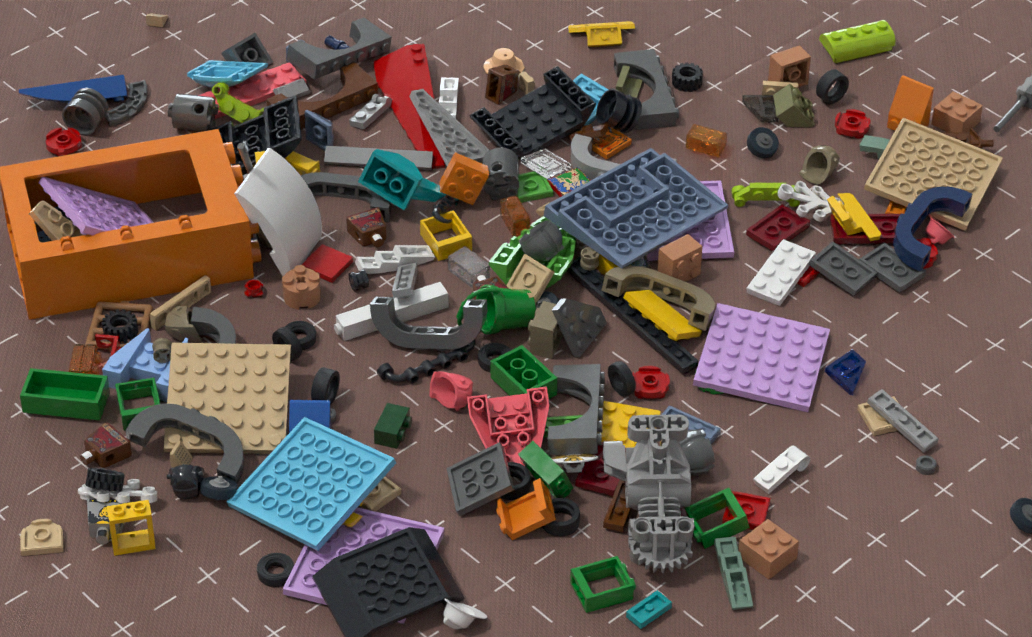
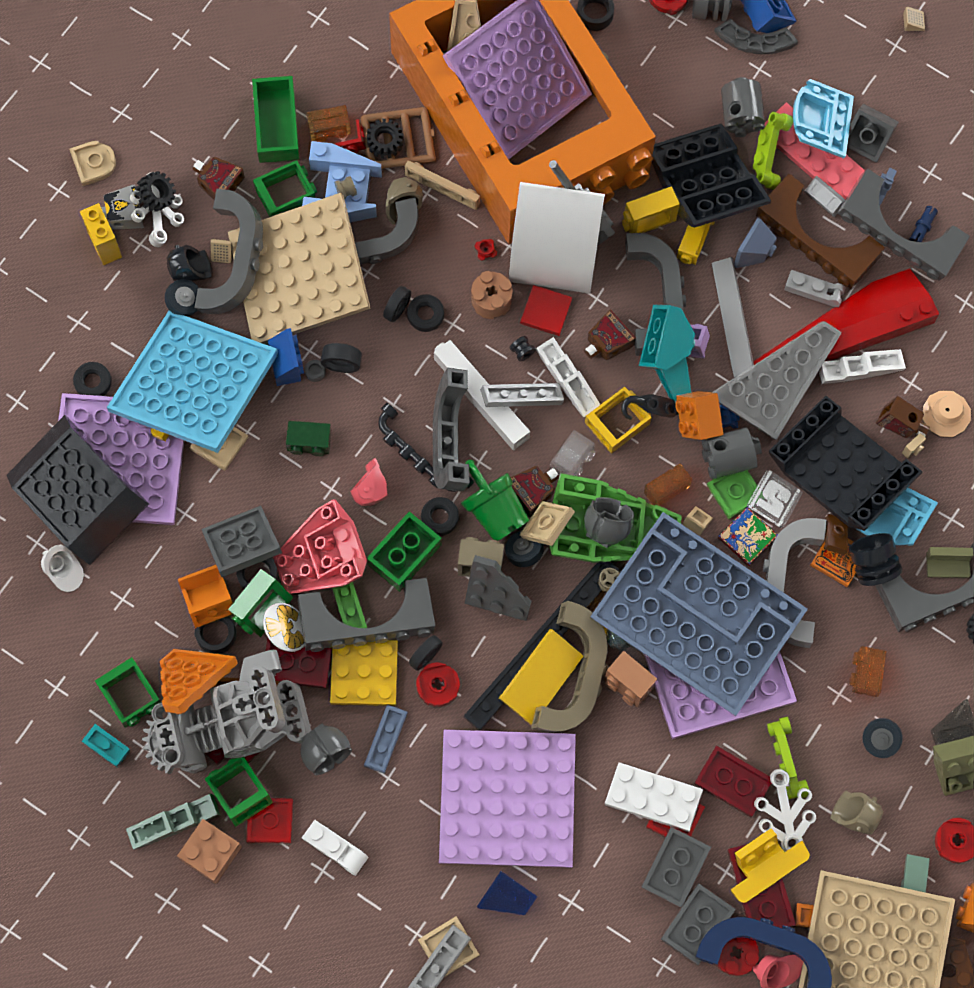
camera: 75 degrees right, 30 degrees up
(607, 512) = (190, 675): none -> orange plate

